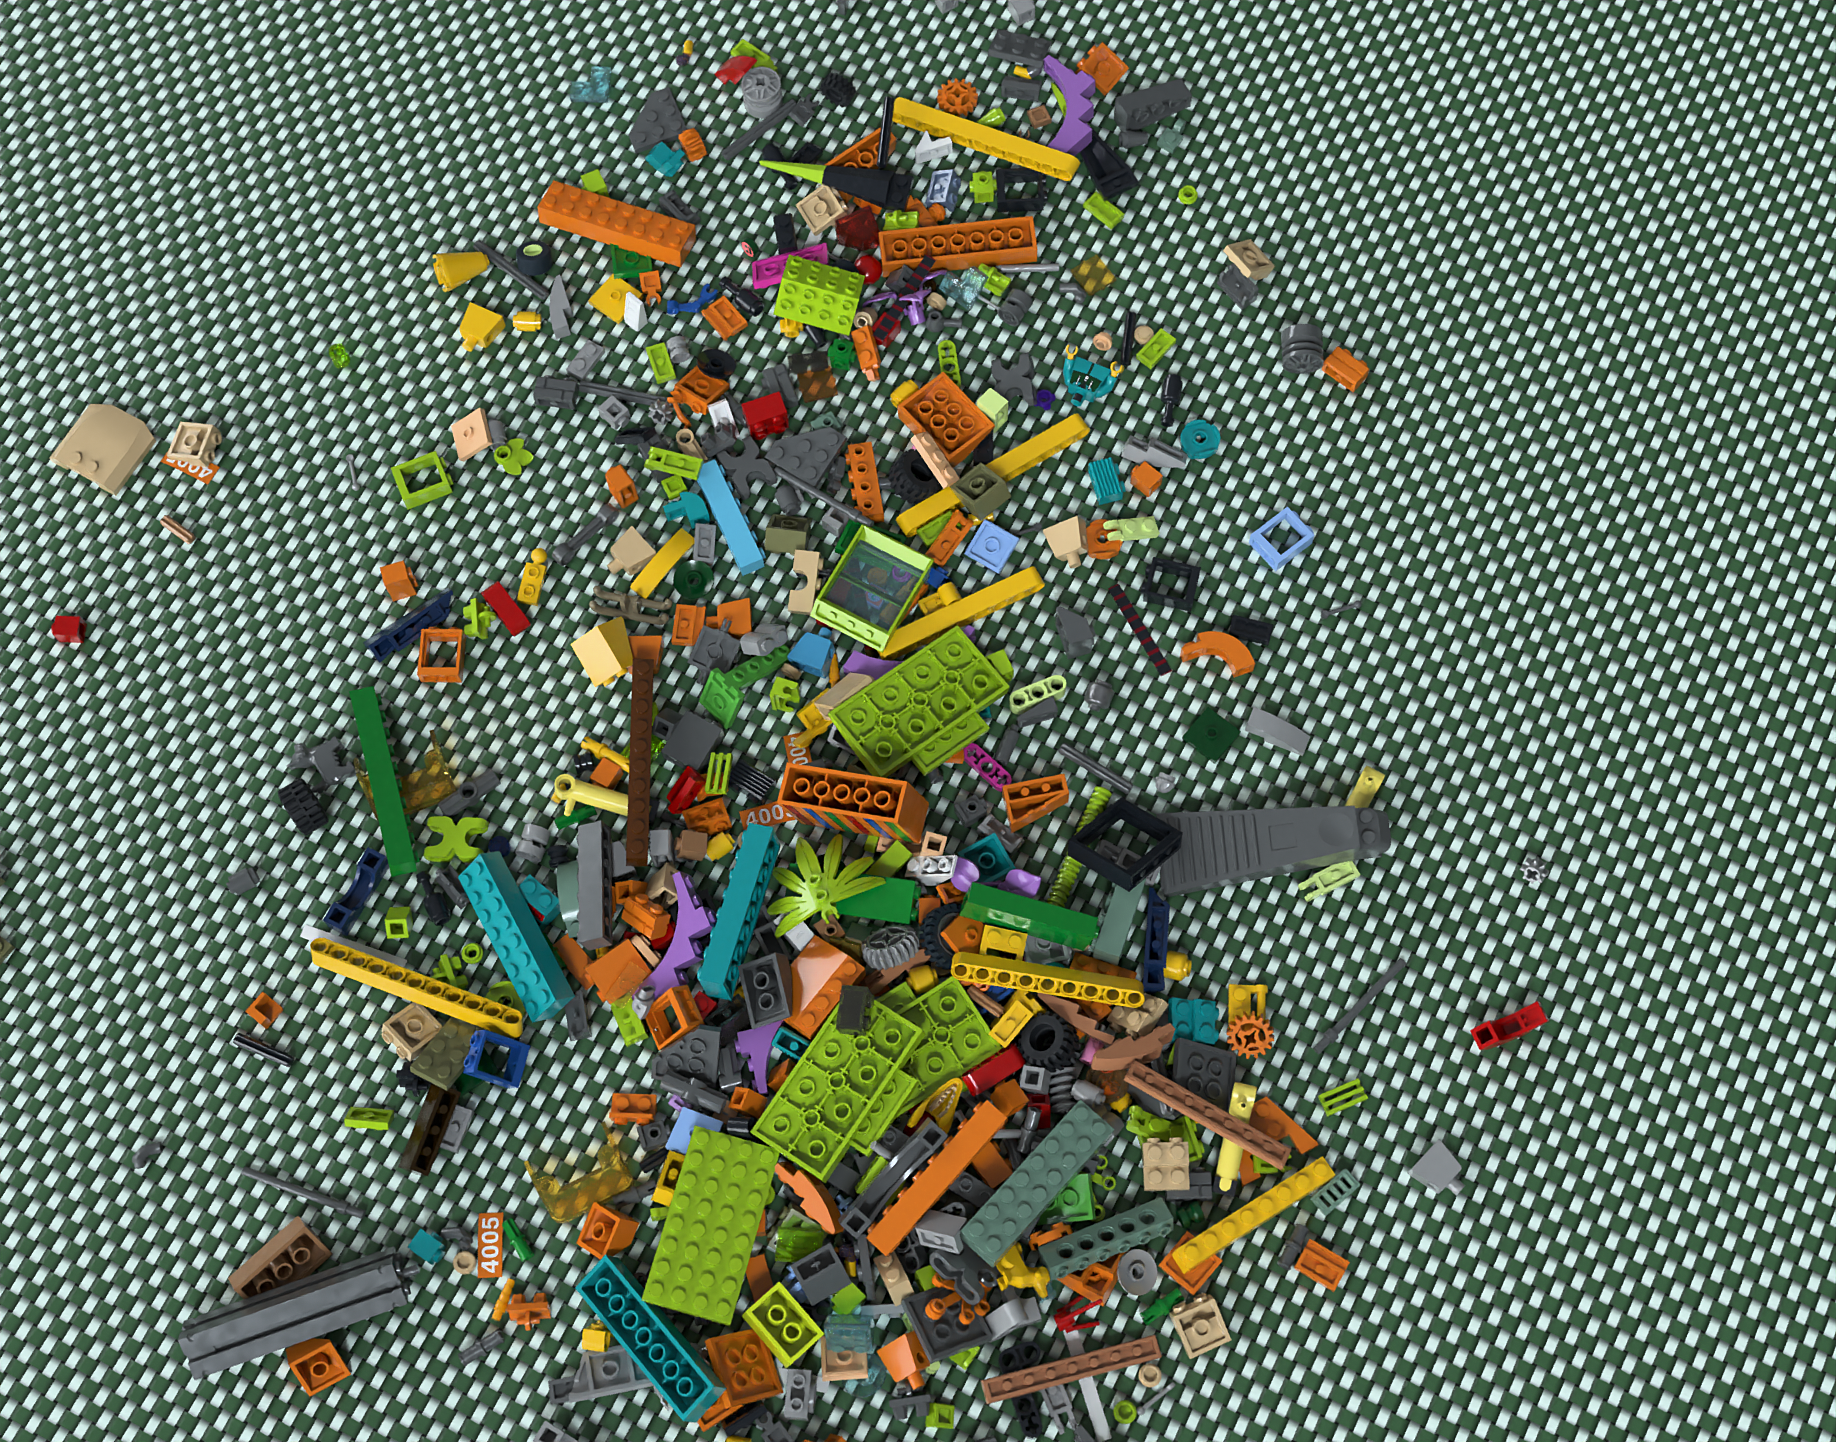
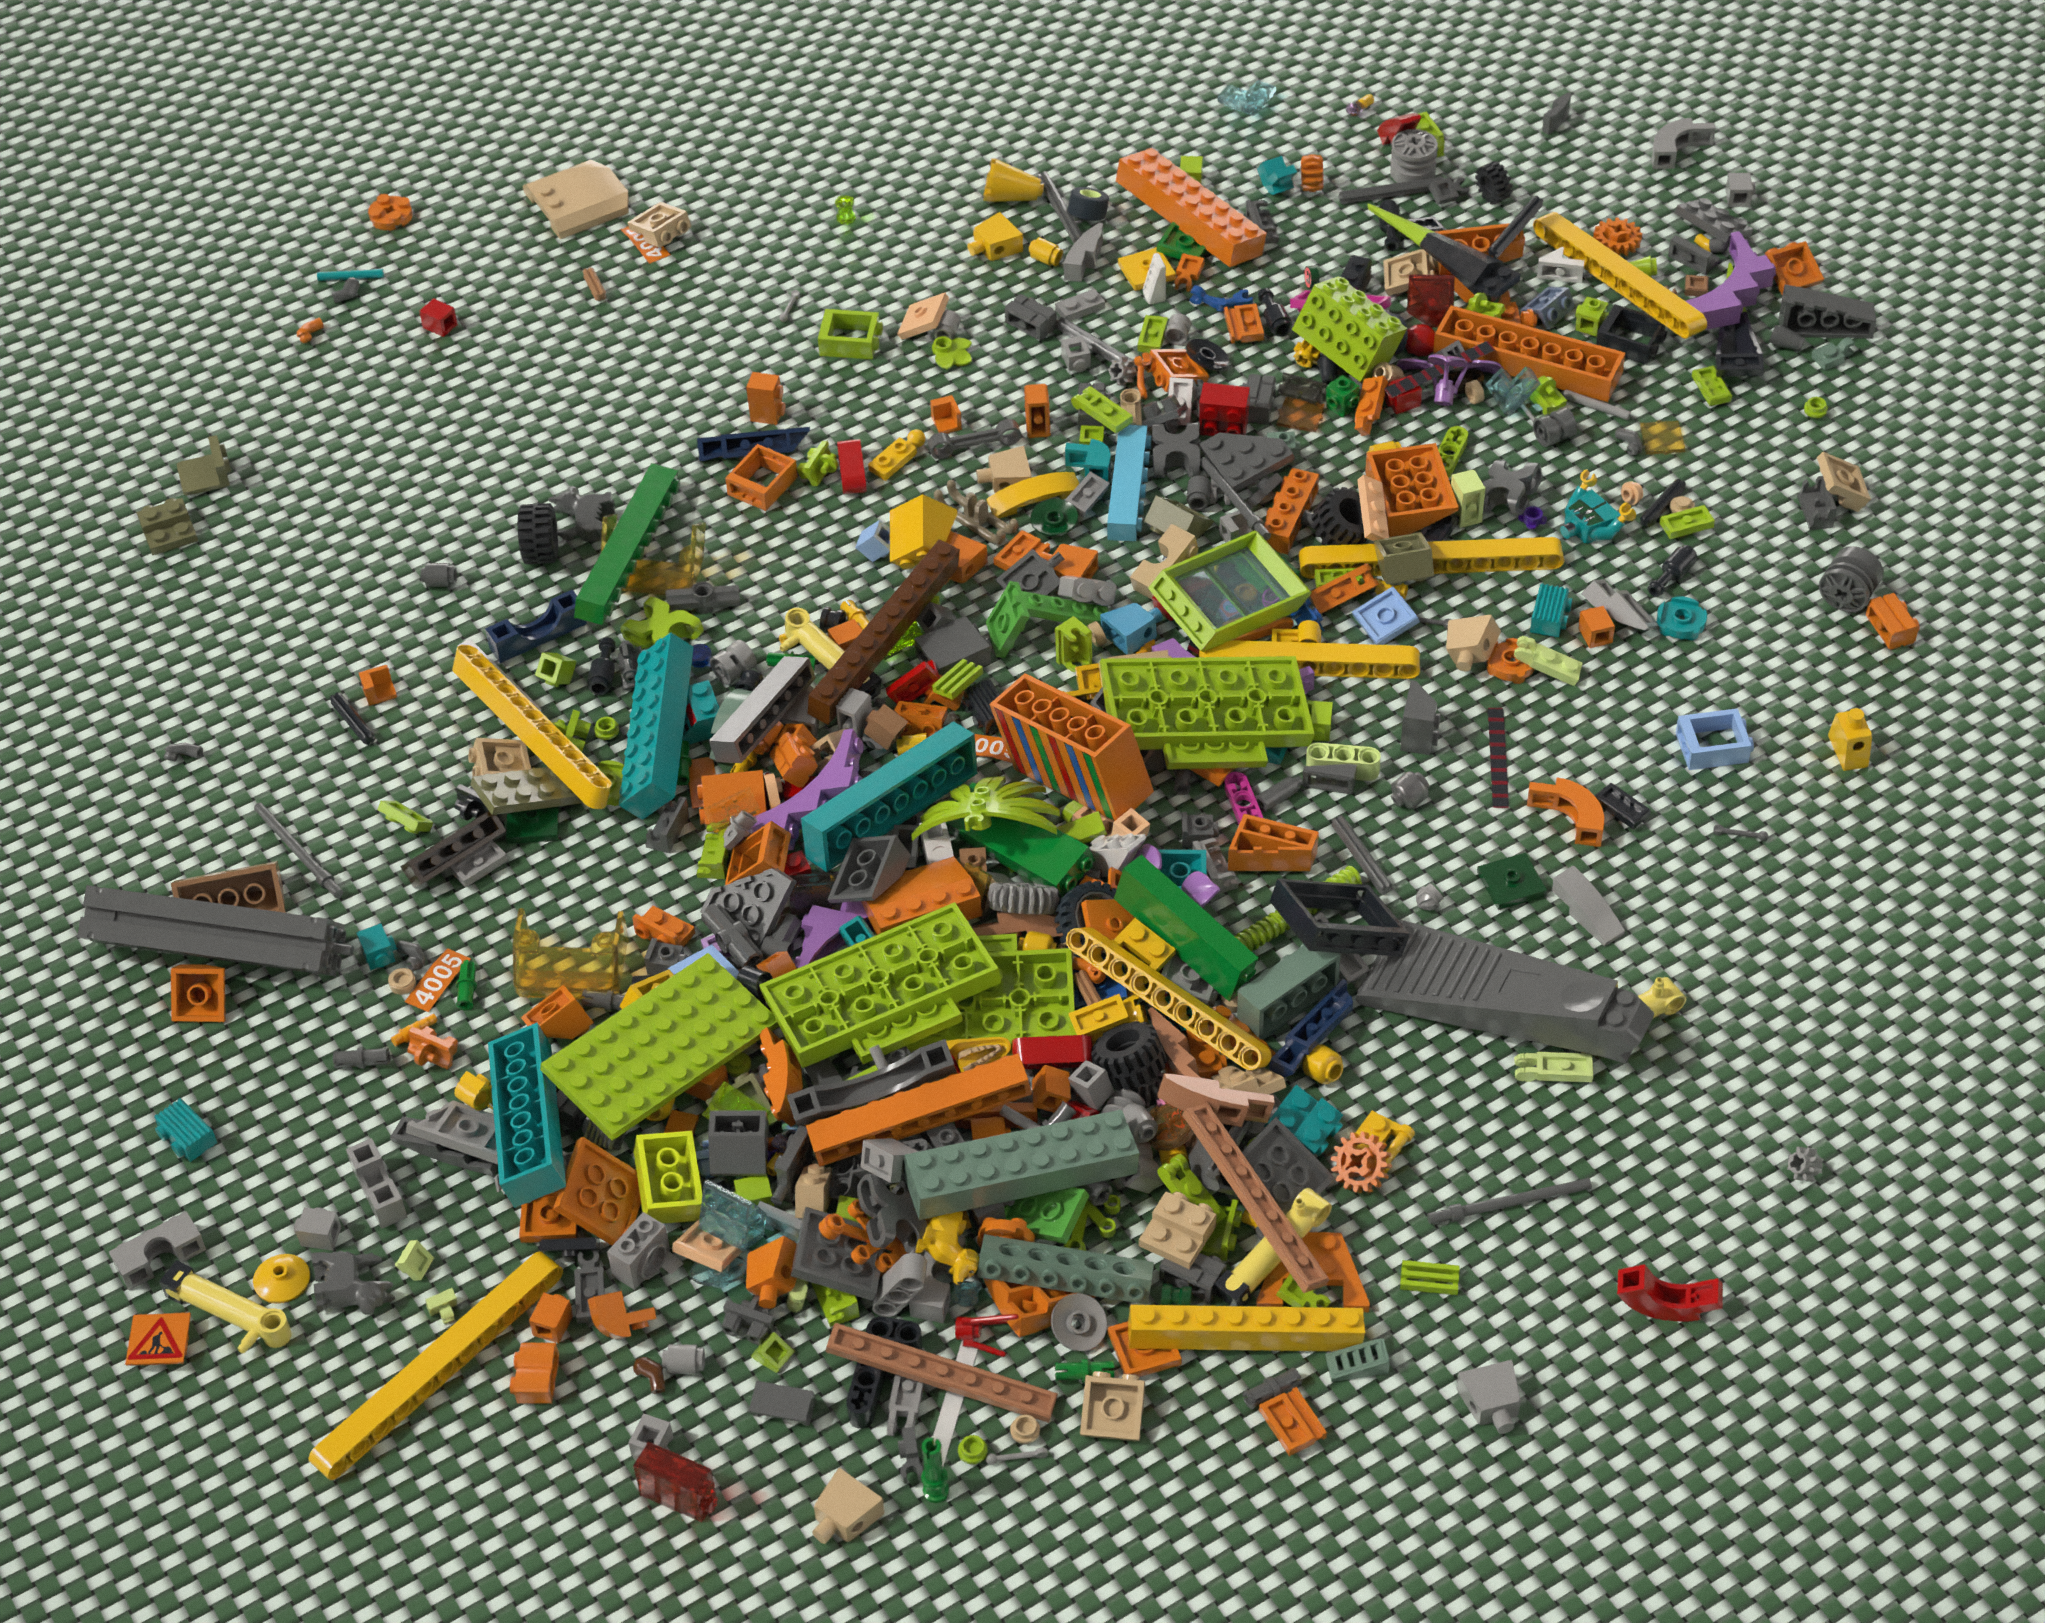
camera: 30 degrees right, 20 degrees down
(515, 1063) = (576, 803): blue window -> none
(548, 522) = (946, 414): none -> orange panel
(571, 673) = (874, 541): none -> light blue brick
(635, 435) = (1081, 377): black plate -> none
(657, 122) = (1291, 145): dark grey plate -> none
(854, 1010) = (939, 918): clear smoke brick -> none
(939, 324) = (1463, 411): dark grey bar -> none
(1174, 568) = (1565, 751): black window -> none
(1376, 492) = (1847, 731): none -> yellow torso

